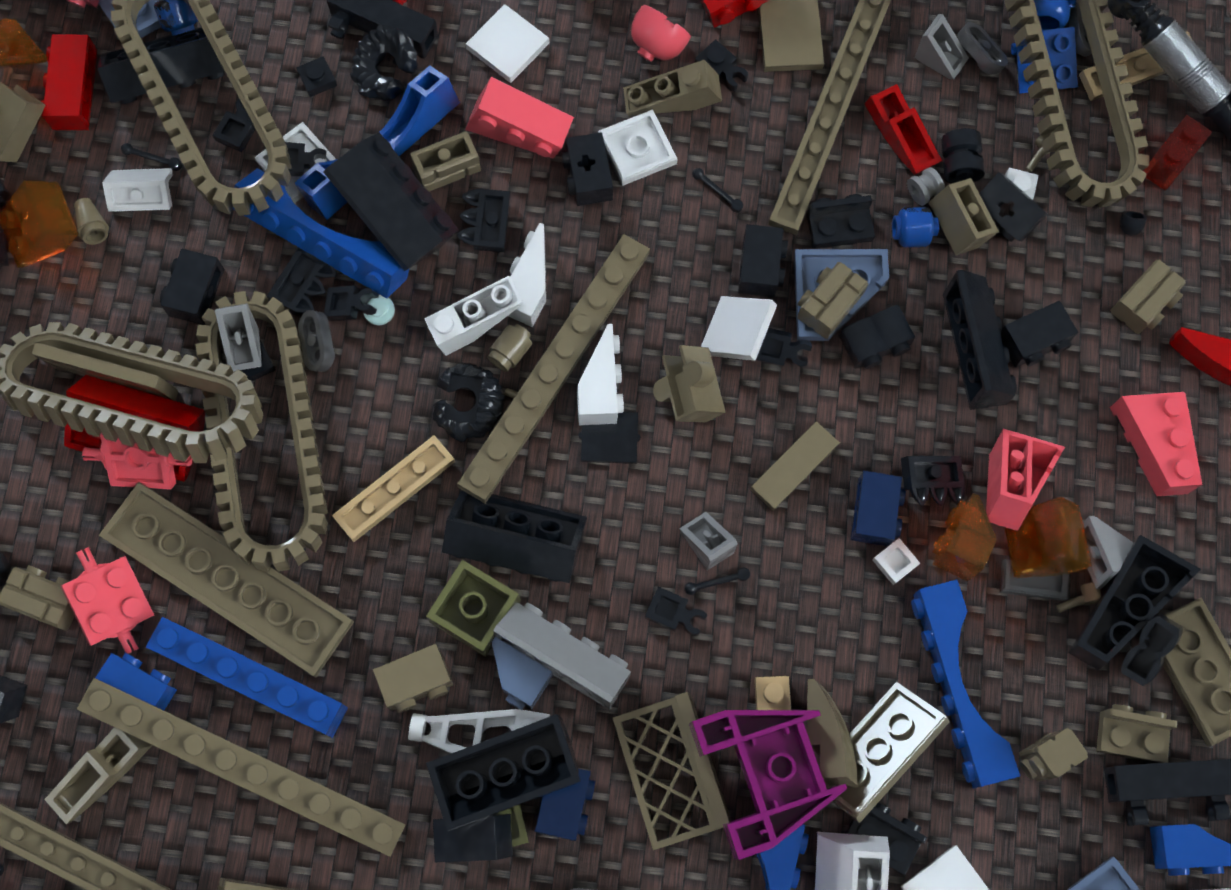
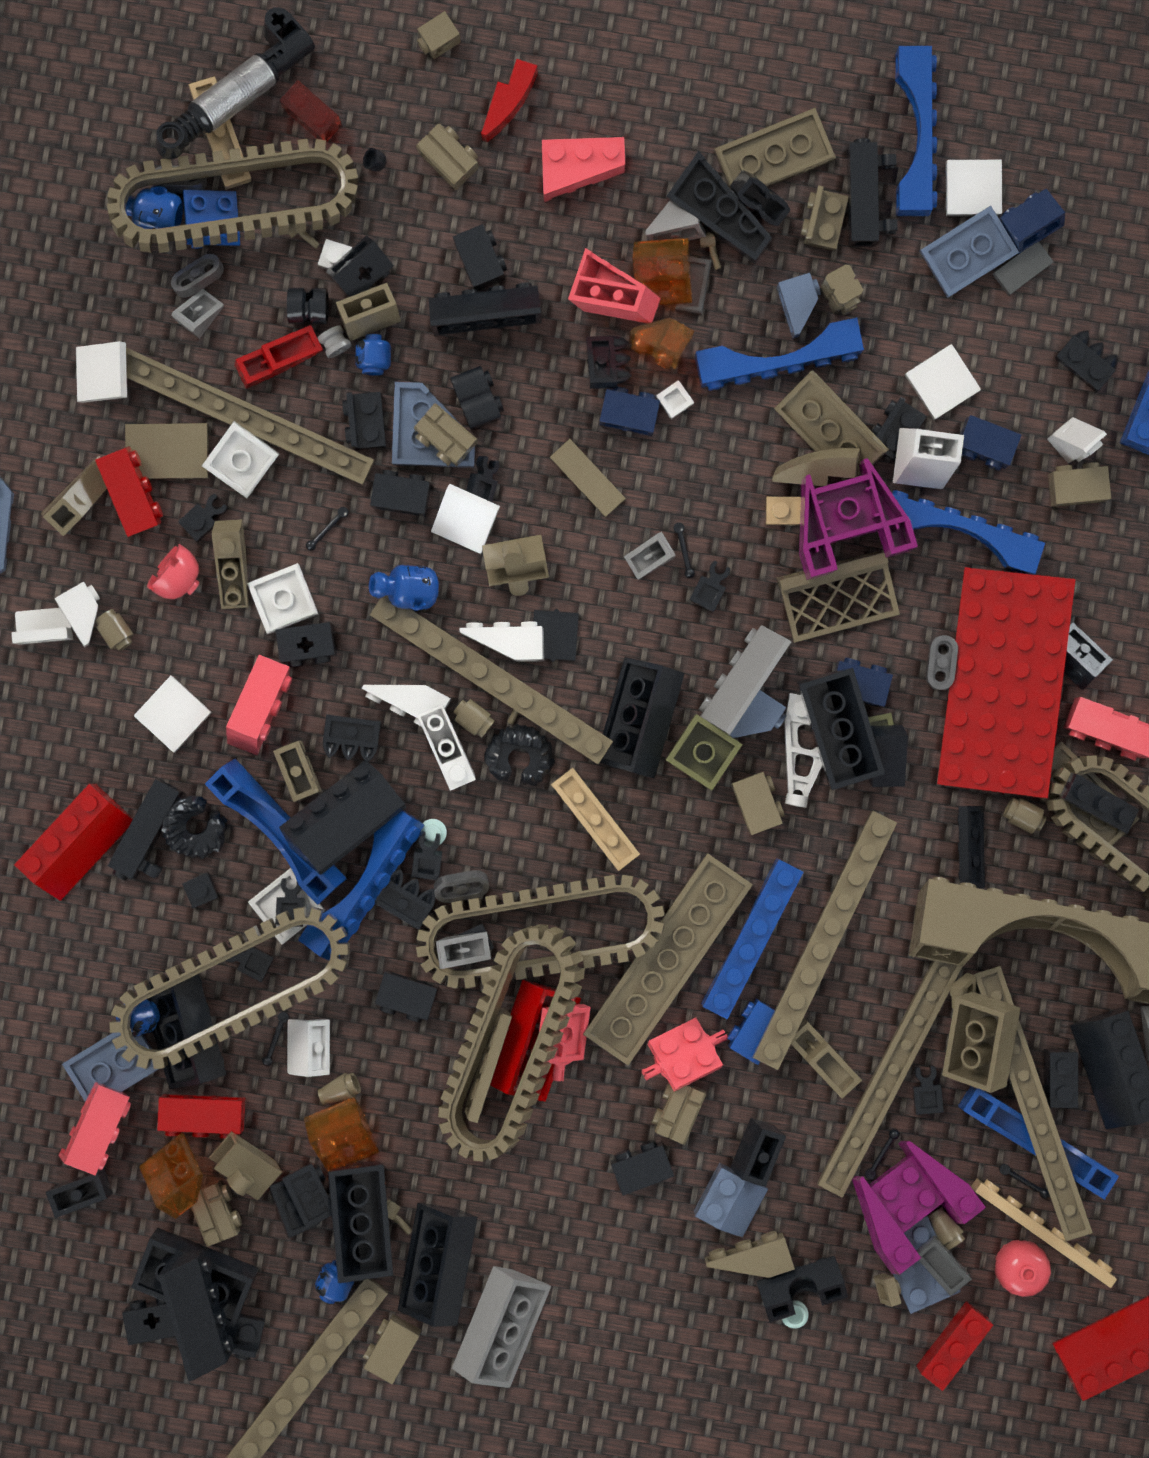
camera: 80 degrees left, 15 degrees up
(656, 269) = (407, 587): none -> blue piece
(787, 95) = (240, 459): none -> white tile
(1031, 705) = (798, 300): none -> sand blue slope

